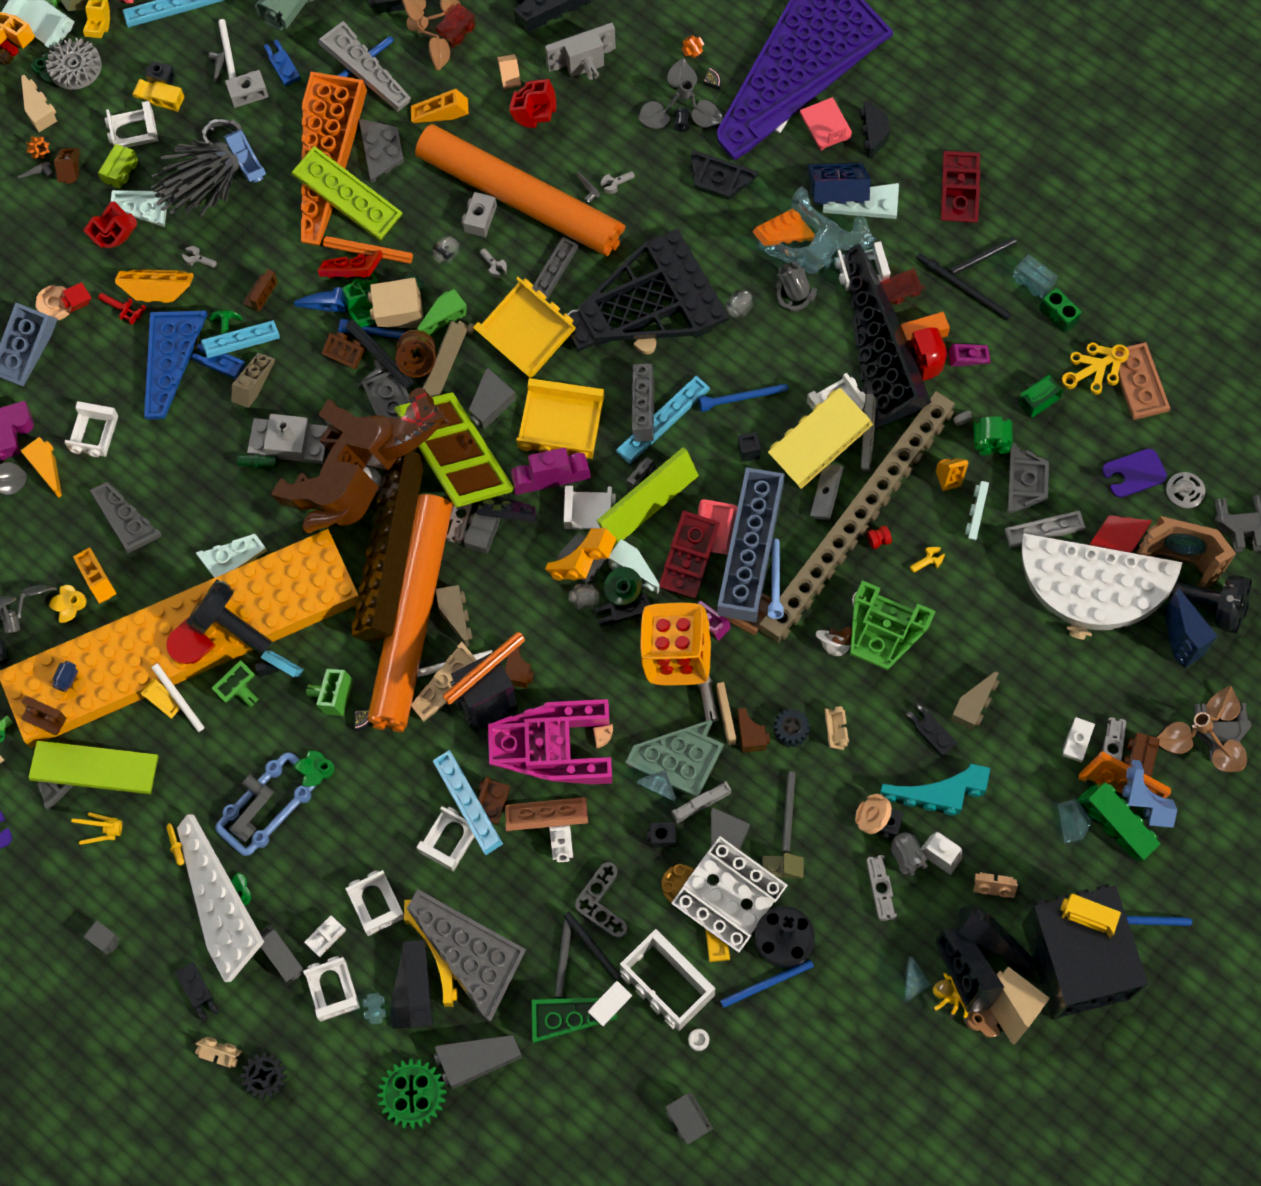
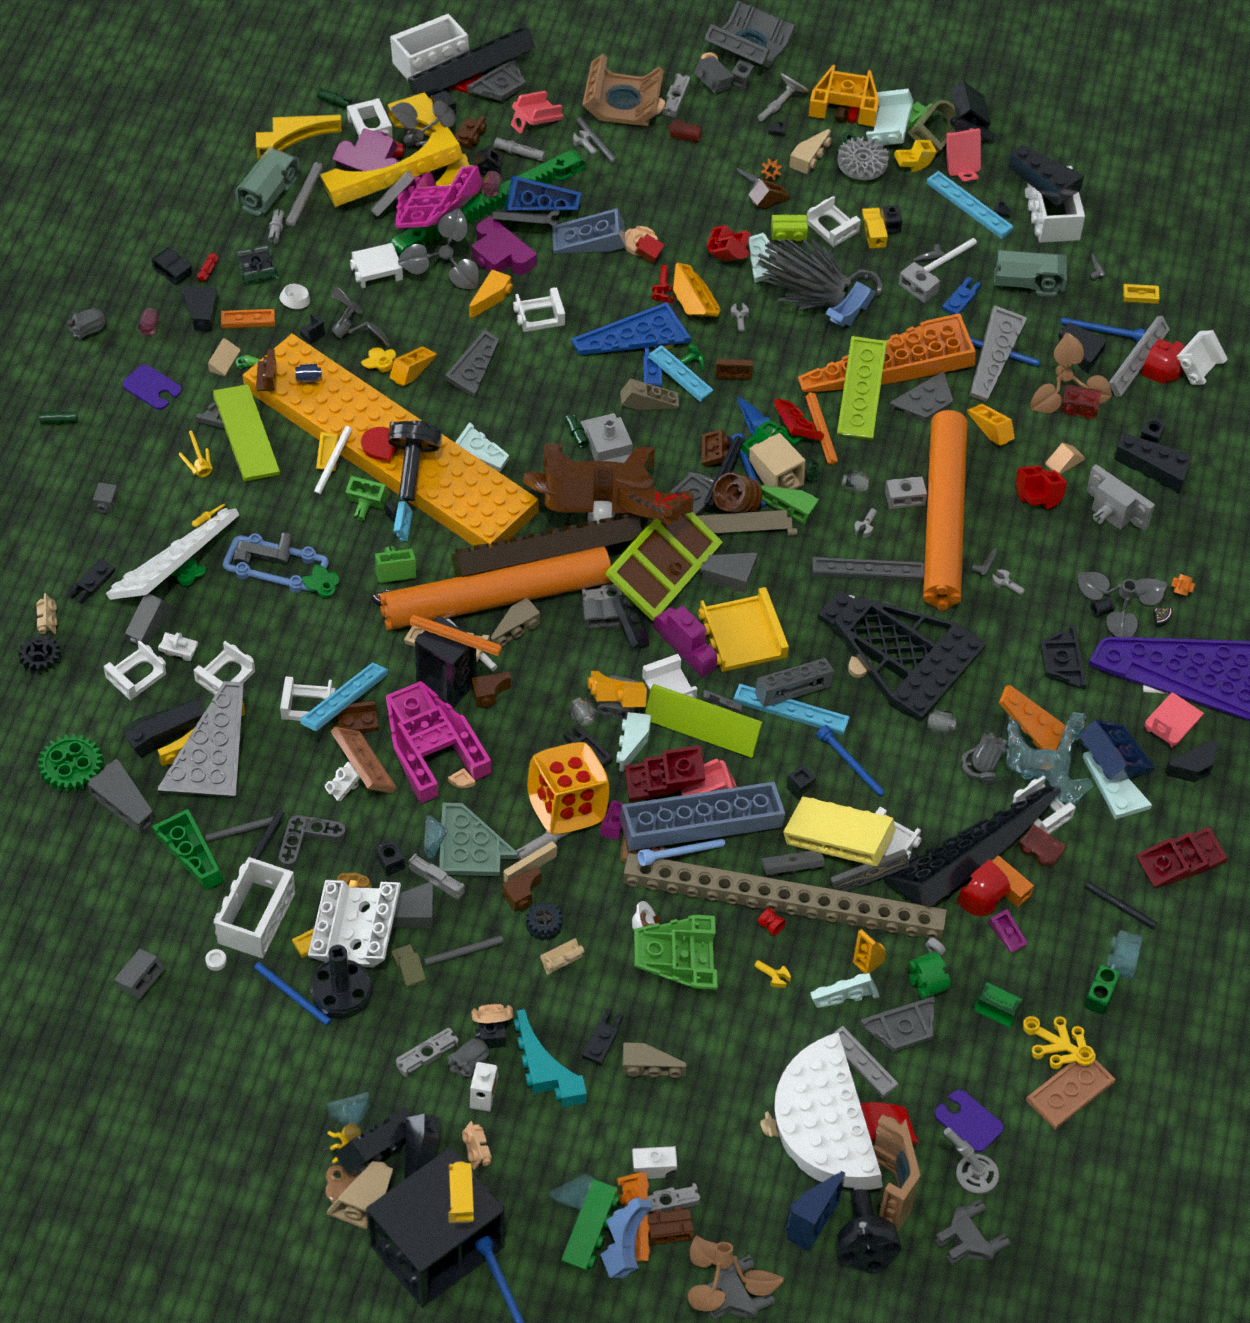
camera: 60 degrees right, 15 degrees down
(374, 1011) = (133, 709): clear light blue piece -> none
(526, 328) = (812, 567): yellow panel -> none
(610, 1003) = (209, 865): white slope -> none
(615, 582) = (606, 734): dark green dish -> none
(933, 266) = (1082, 868): black bar -> none

